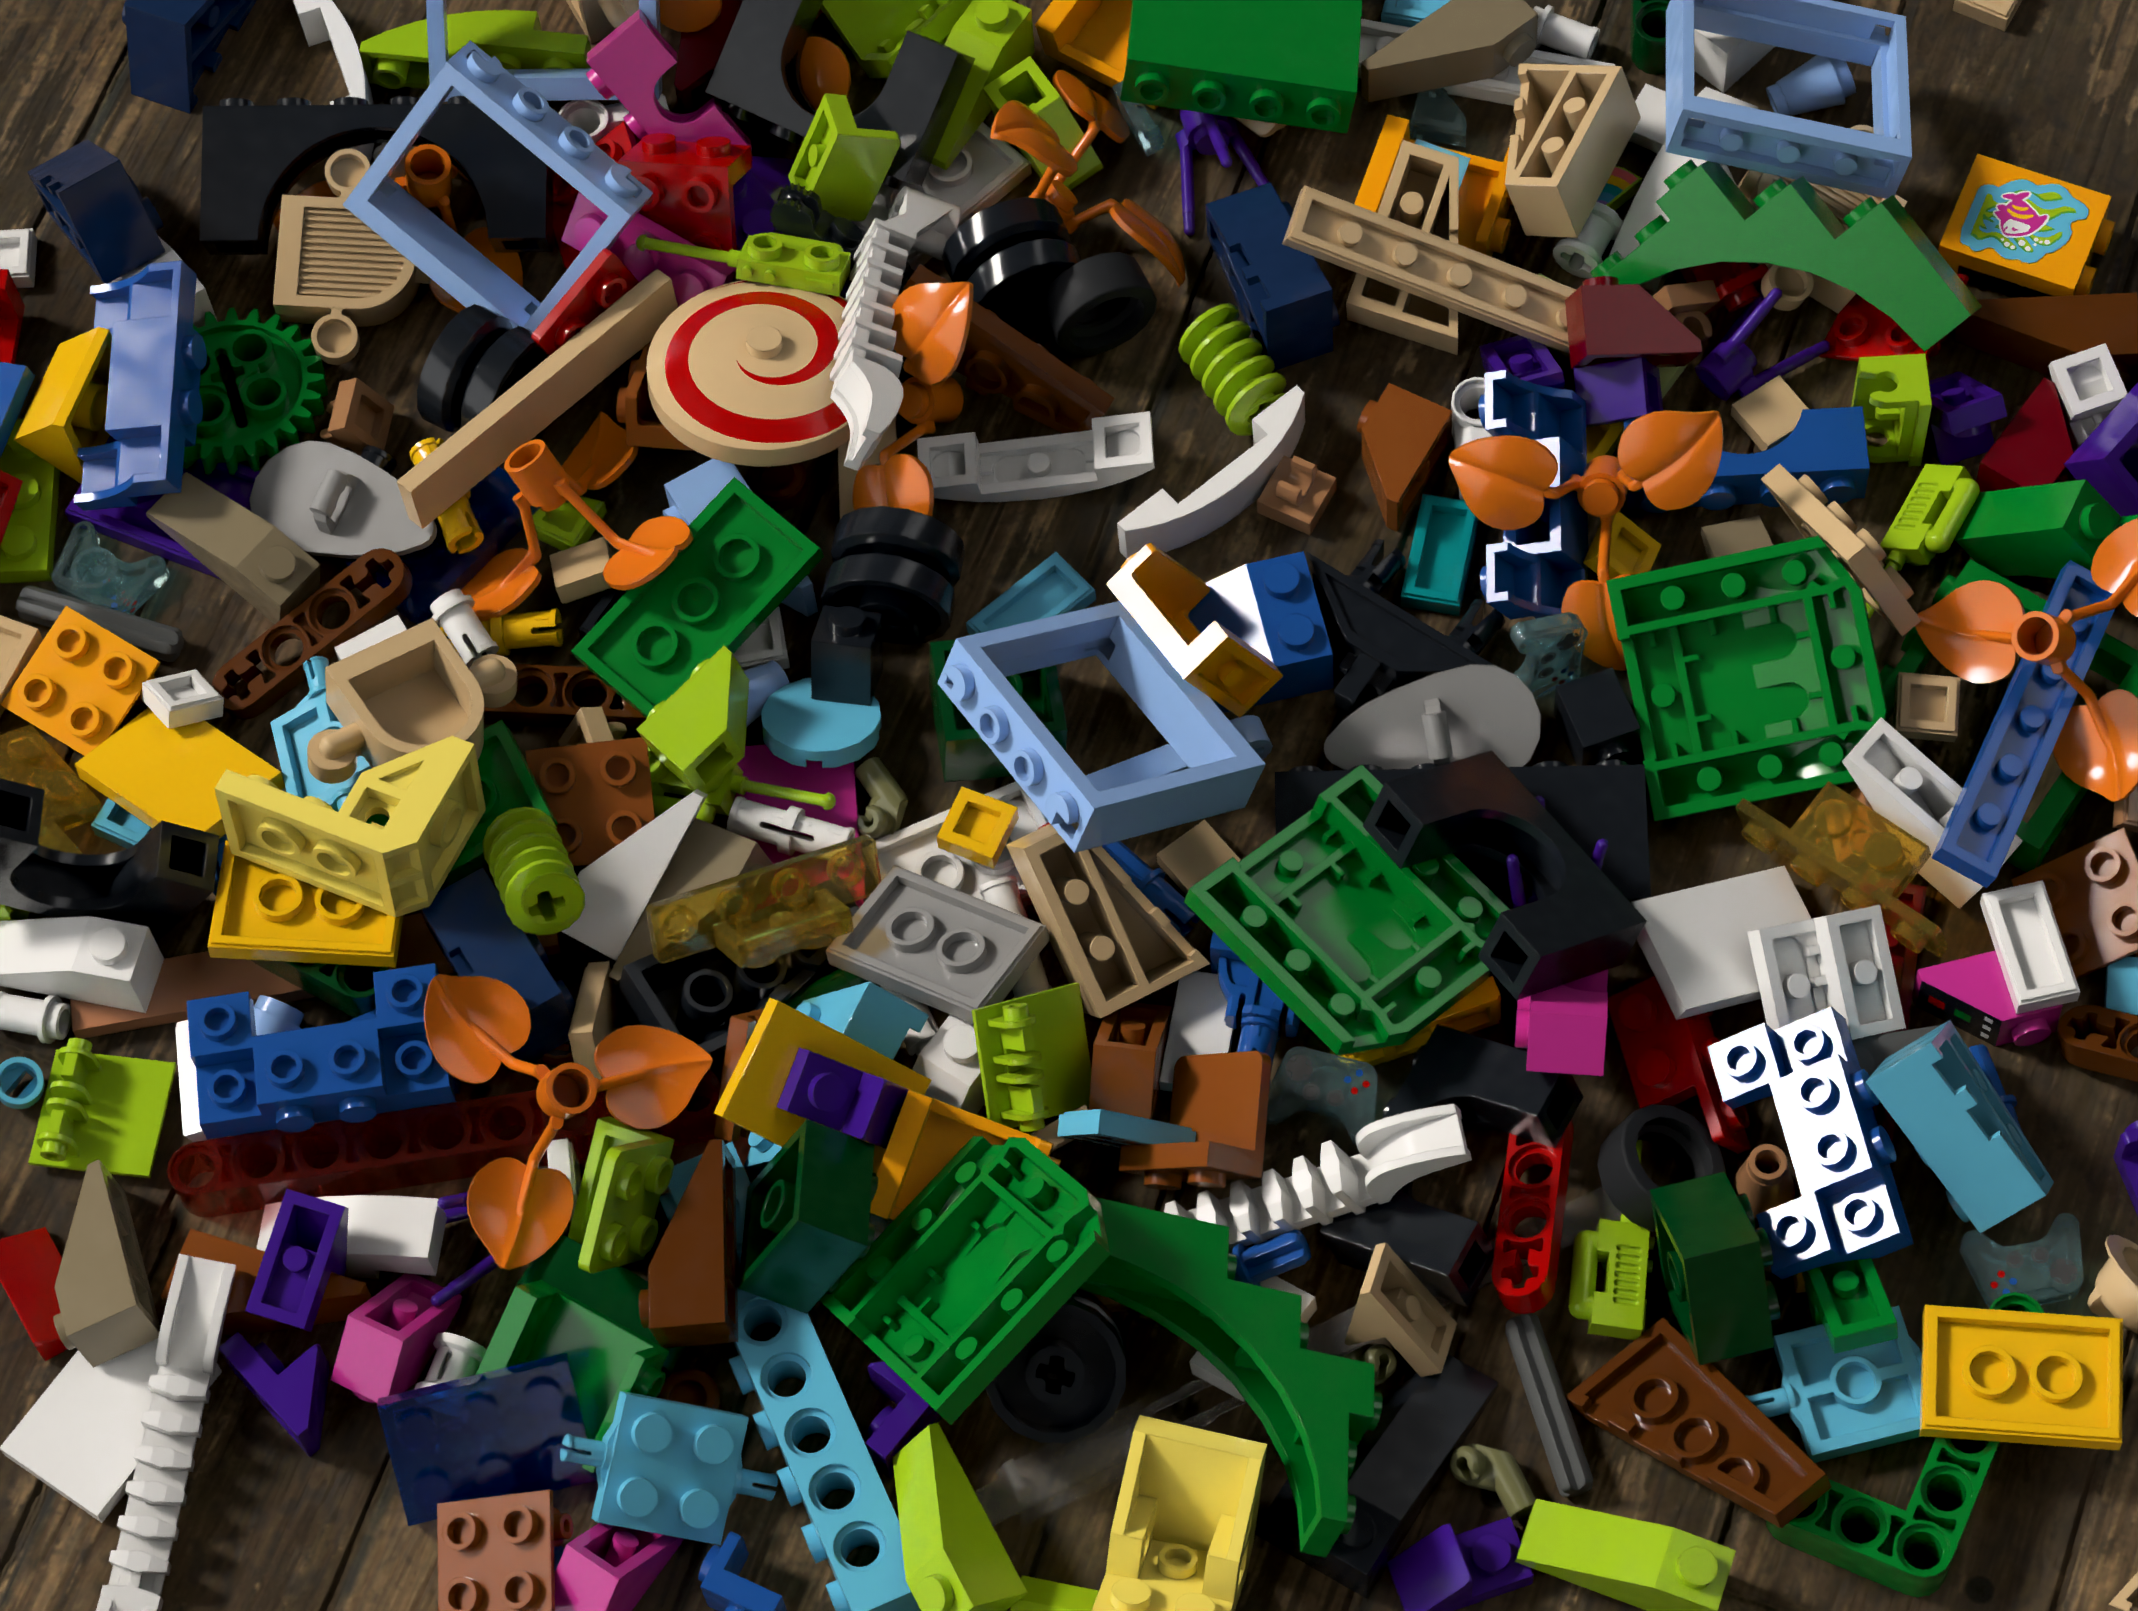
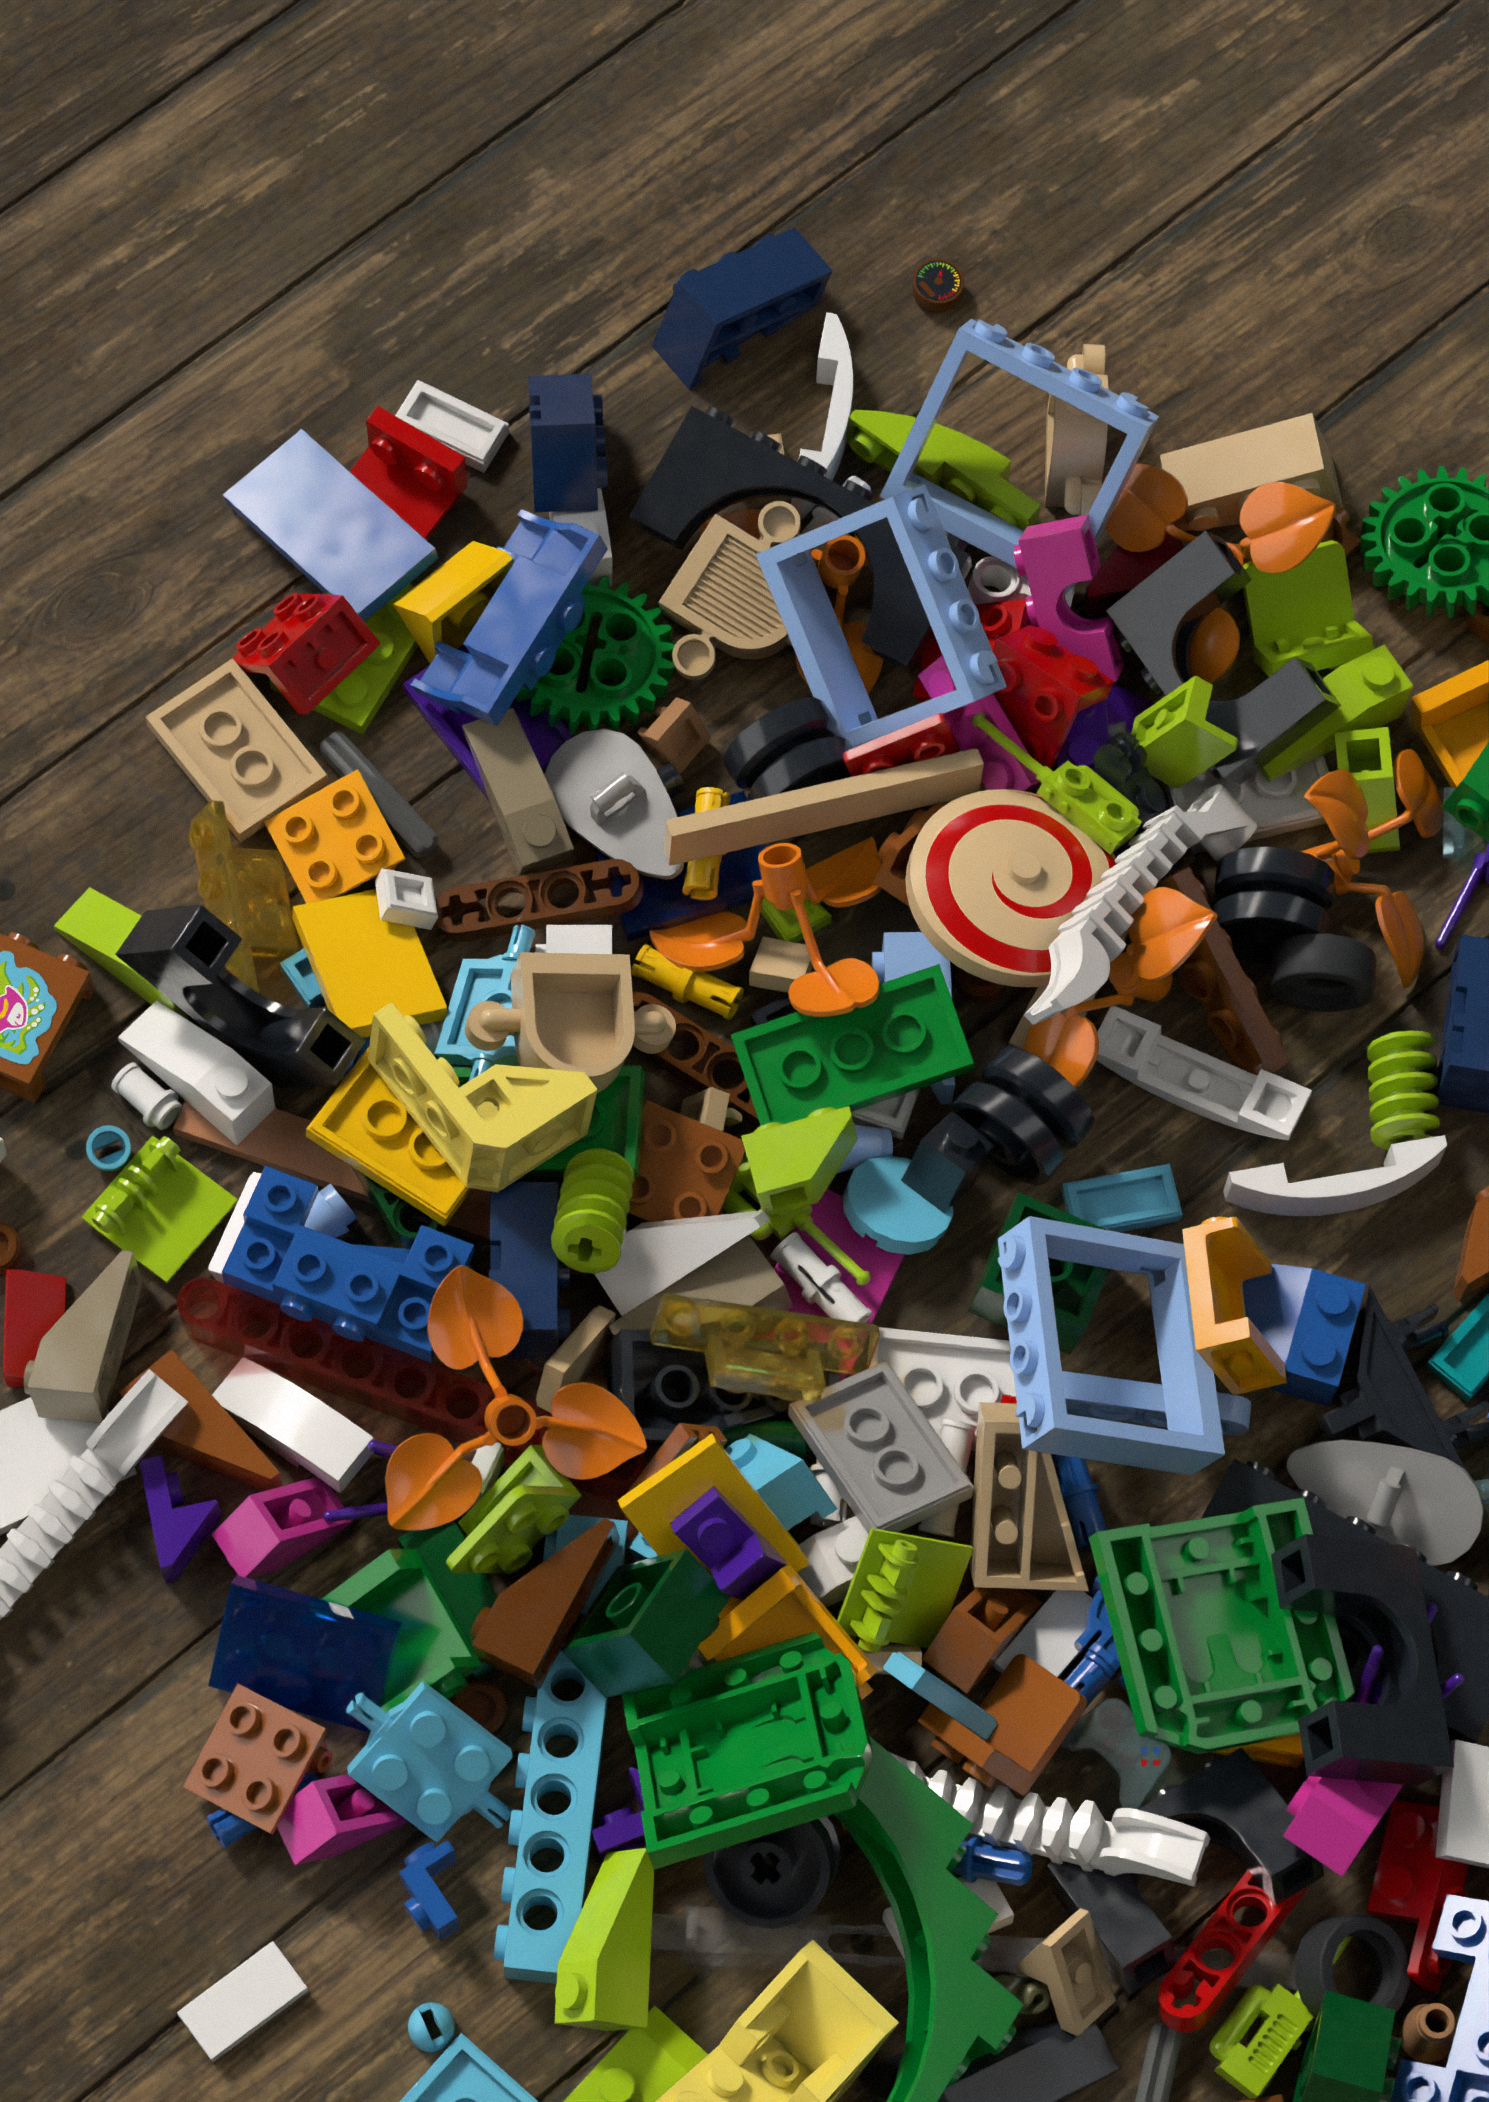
camera: 20 degrees right, 5 degrees up
(102, 579) = (400, 757): clear light blue piece -> none
(298, 1260) = (236, 1428): dark purple slope -> none
(454, 1359) = (312, 1575): white bush -> none
(457, 618) = (657, 965): white pin -> none
(887, 800) = (913, 1301): olive arm -> none
(977, 827) = (970, 1367): yellow plate -> none
(1194, 856) = (1133, 1496): tan tile -> none
(1297, 494) = (1394, 1225): medium nougat tile -> none

